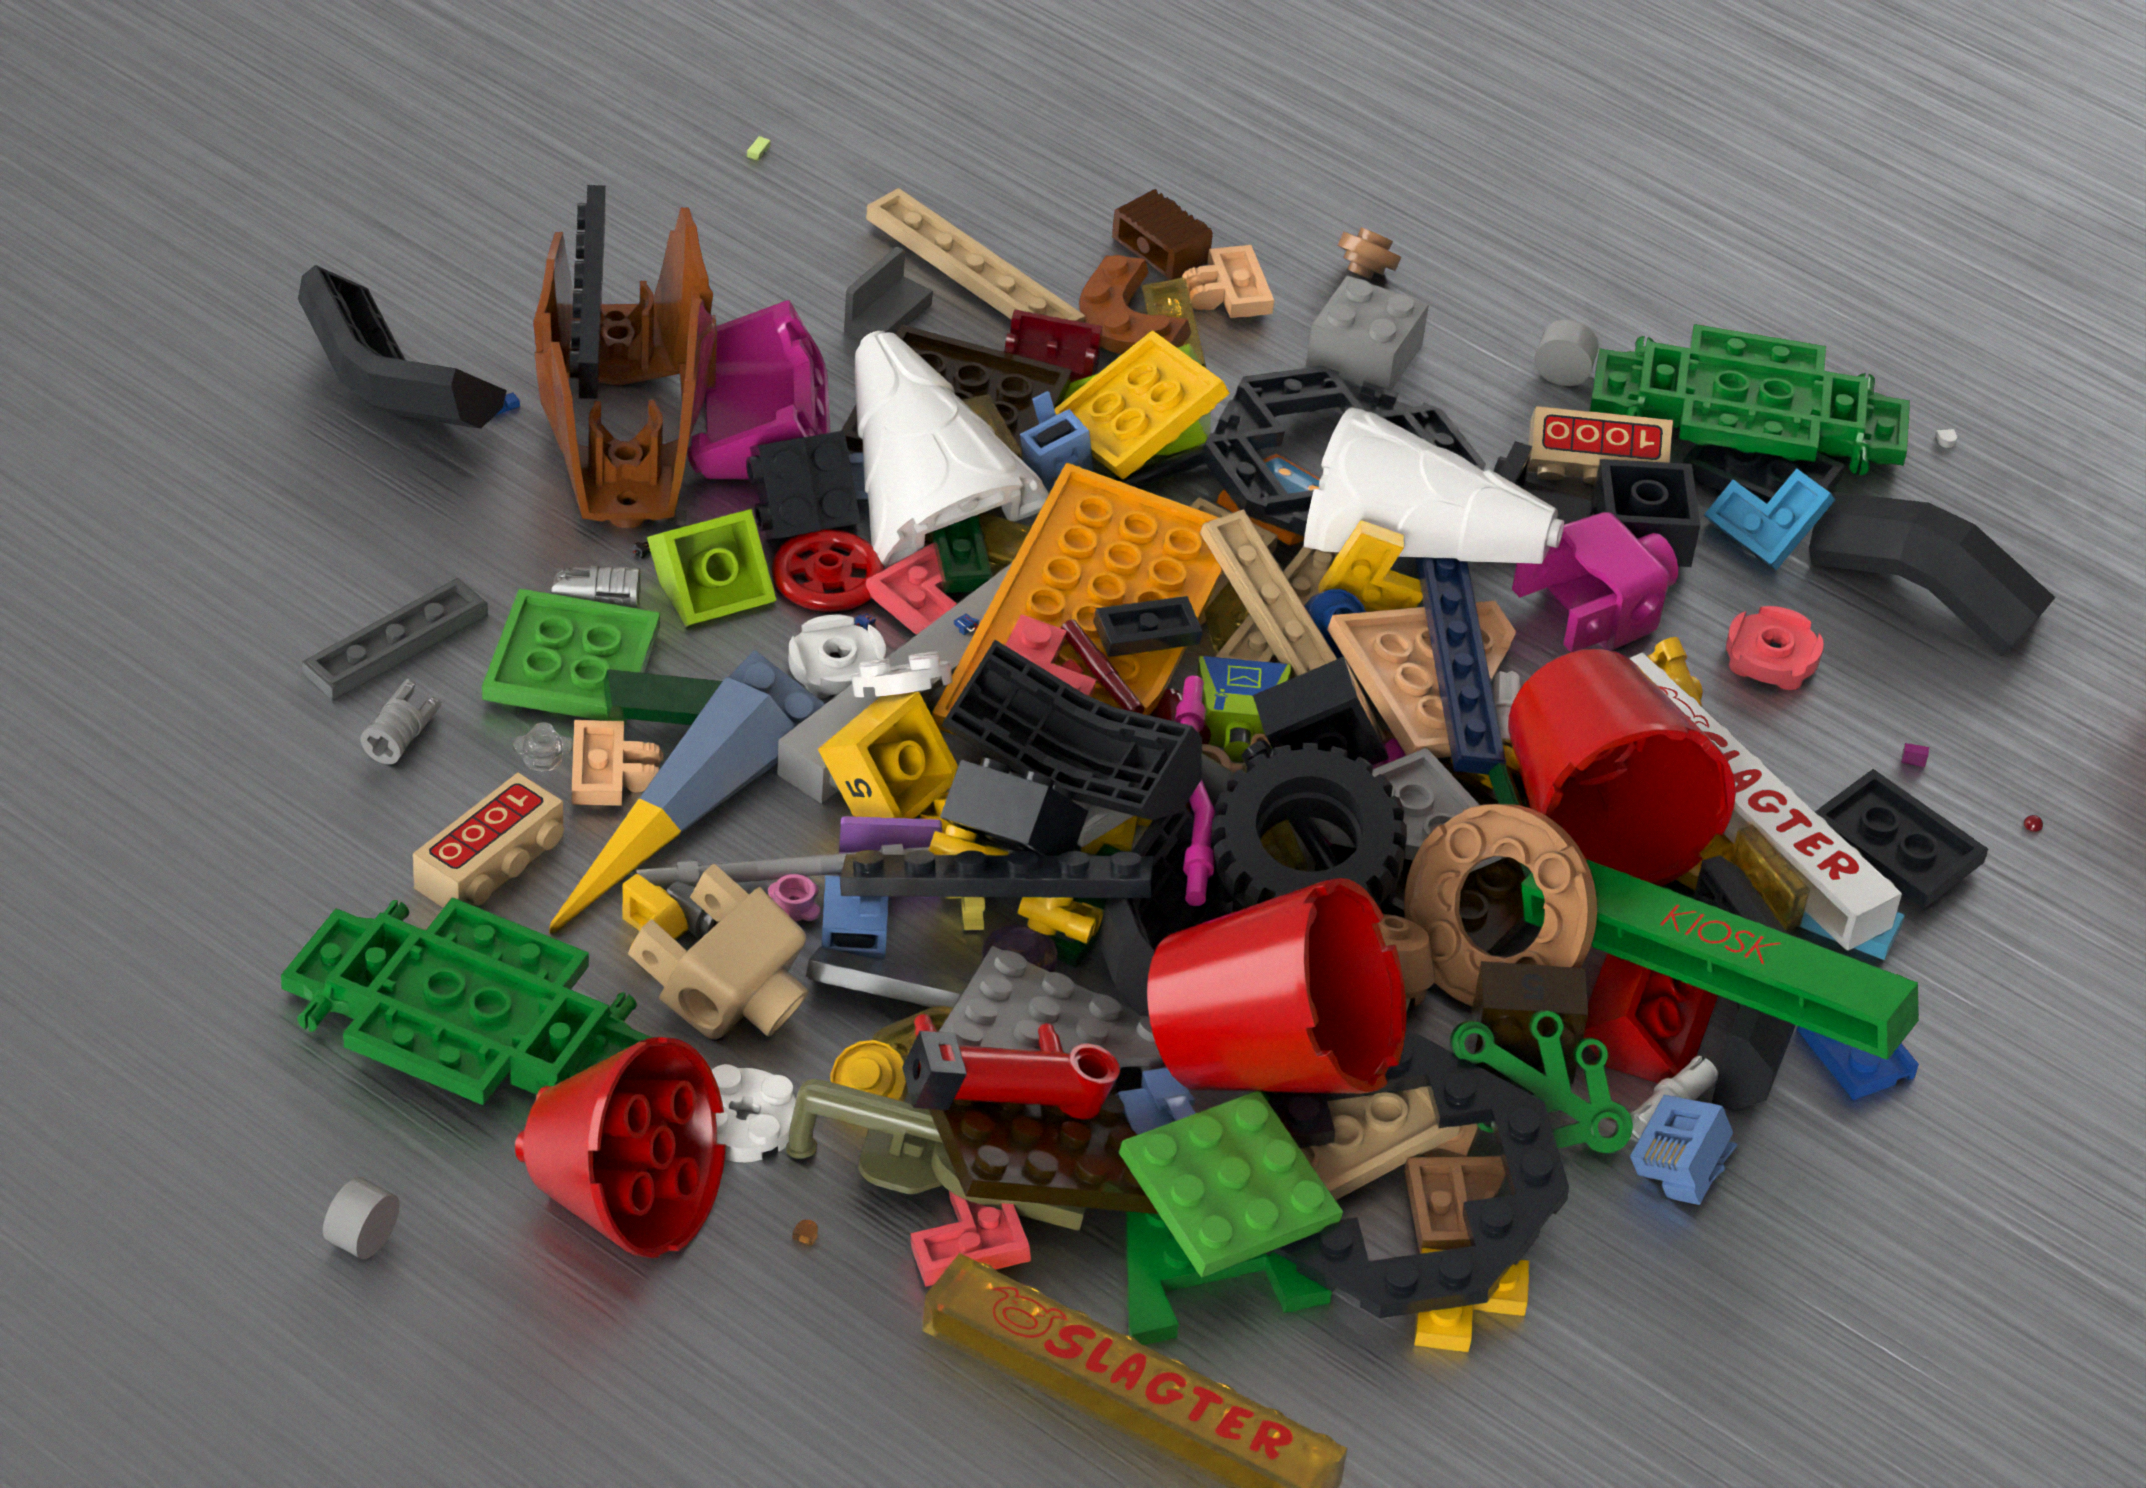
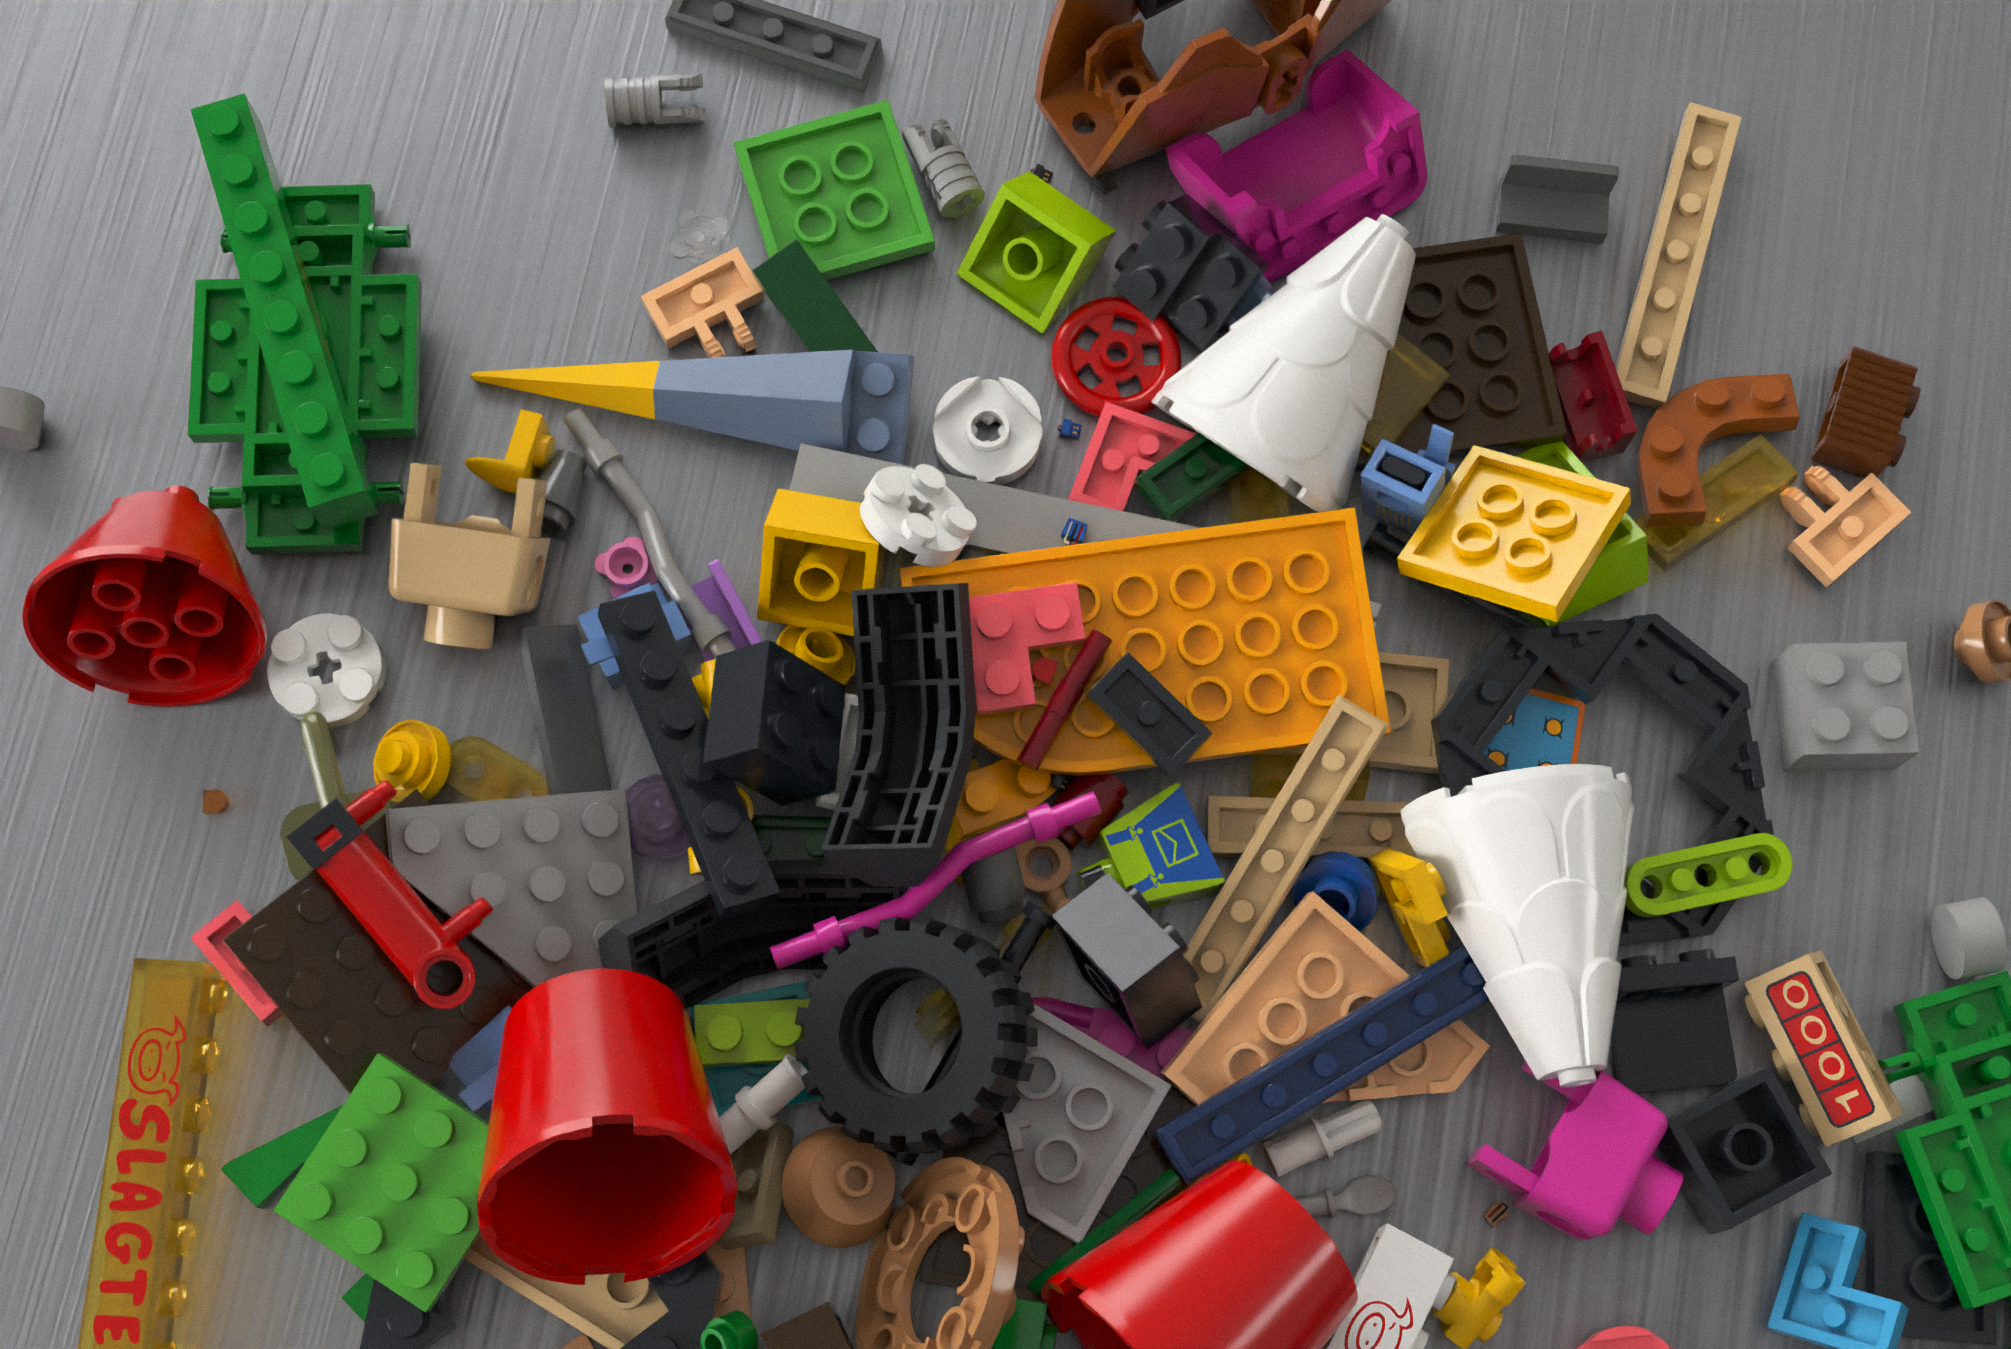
camera: 65 degrees right, 30 degrees up
(432, 966) = (284, 313): none -> green brick
(489, 843) = (530, 265): tan brick -> none
(1451, 421) = (1726, 869): none -> lime plate

